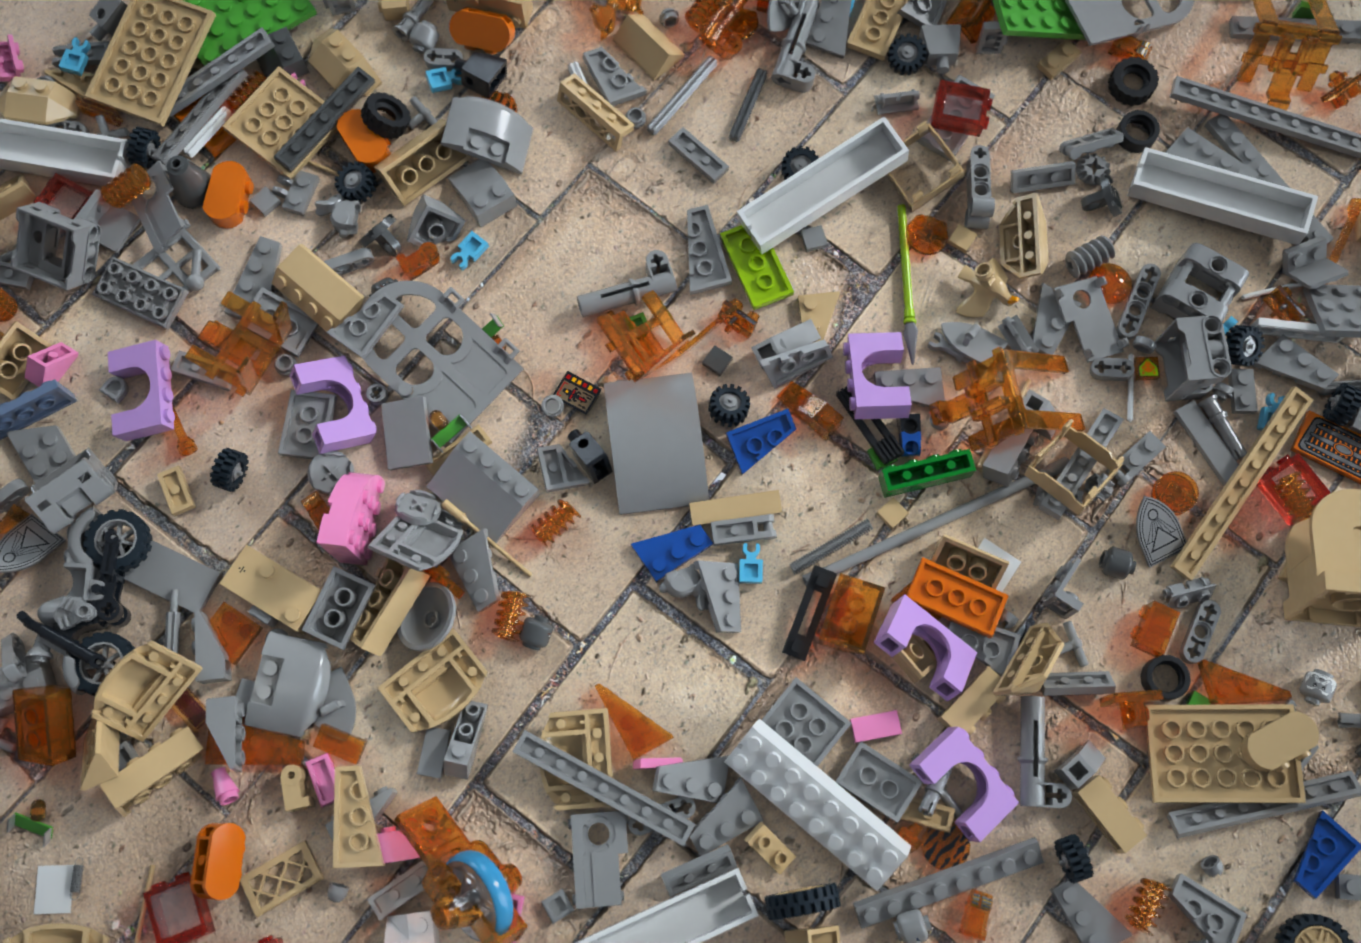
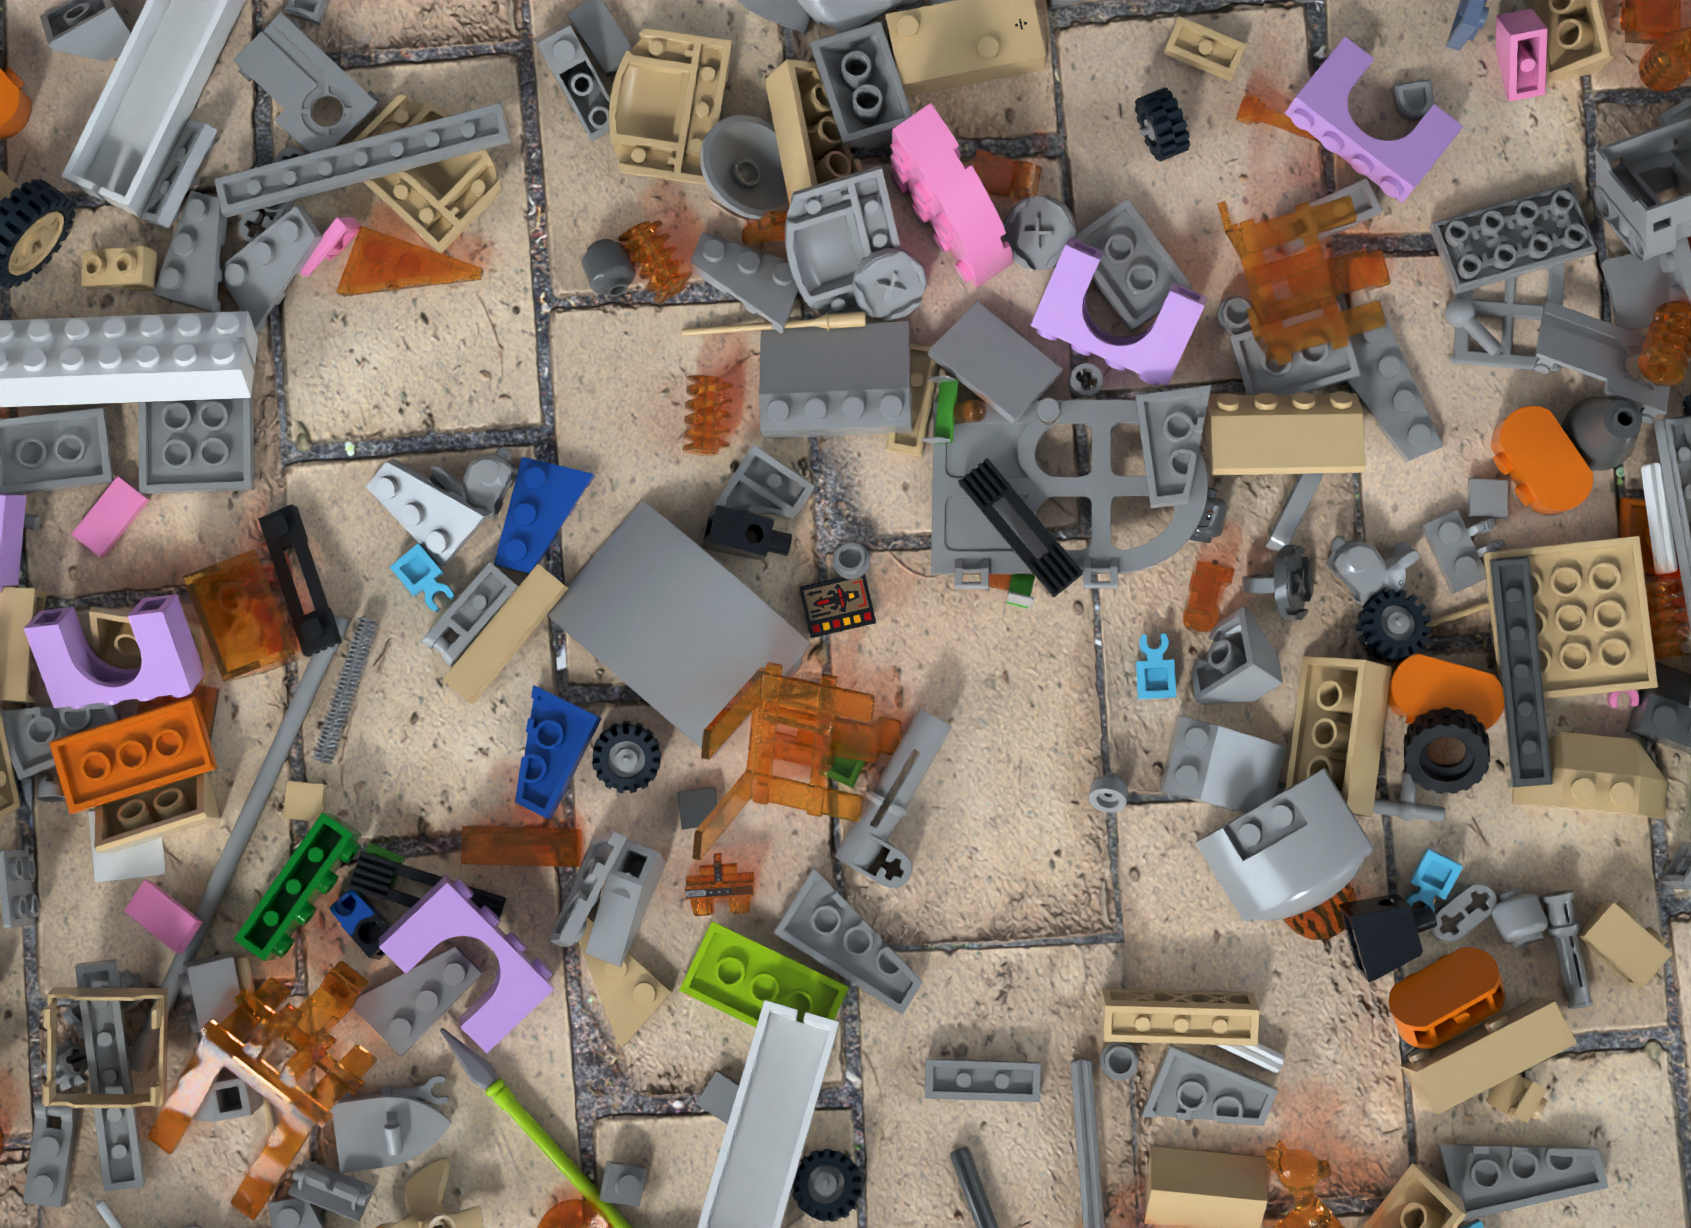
camera: 145 degrees right, 10 degrees up
(465, 380) = (1056, 568): none -> black container
(537, 218) = (1108, 793): none -> light grey tile
(887, 238) = (623, 1183): none -> light grey plate
(1000, 515) = (163, 916): none -> bright pink tile

